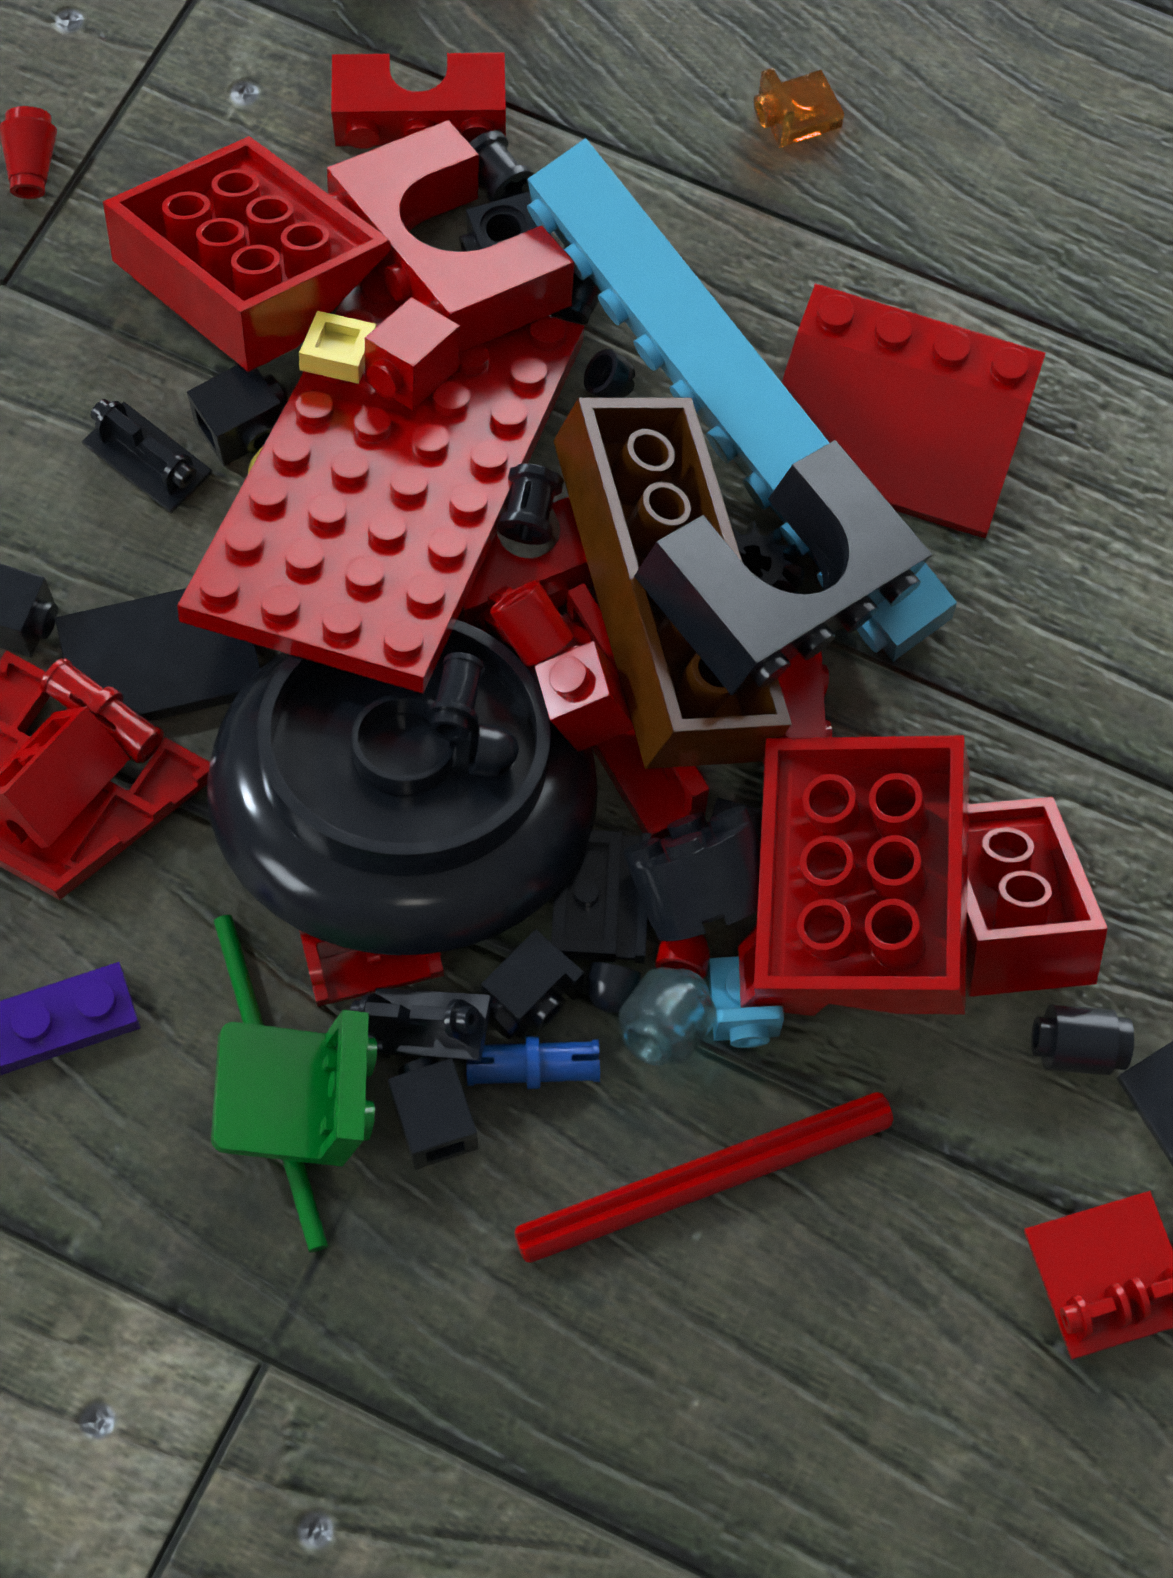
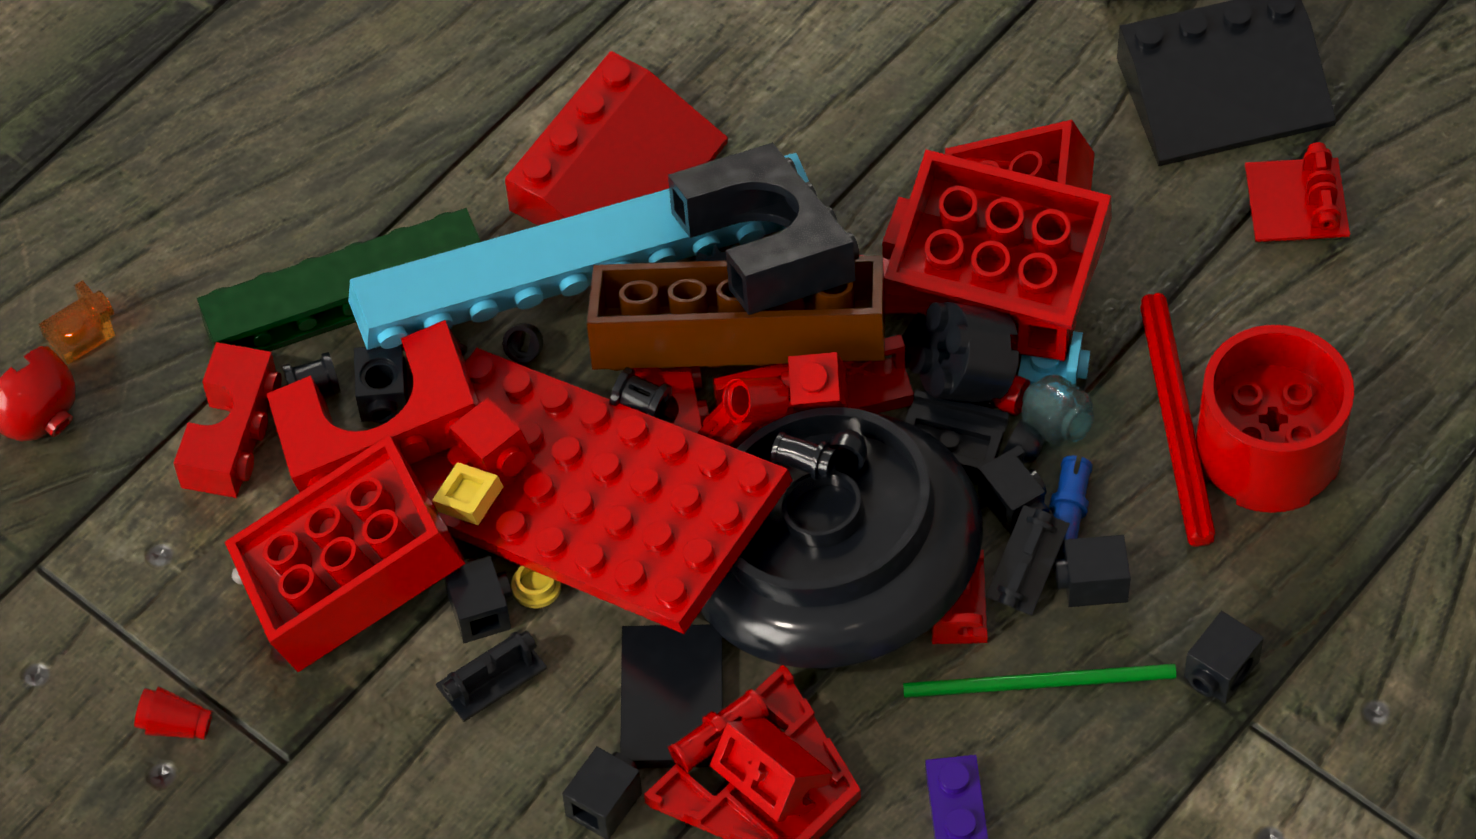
camera: 70 degrees left, 10 degrees down
(294, 1091) = (1061, 644): green bracket -> none
(334, 1302) = (1223, 657): none -> black brick
(576, 99) = (314, 294): none -> dark green brick
(731, 1247) = (1274, 417): none -> red brick
(797, 106) = (320, 169): clear orange bracket -> none
(1083, 1040) = (1132, 171): black brick -> none

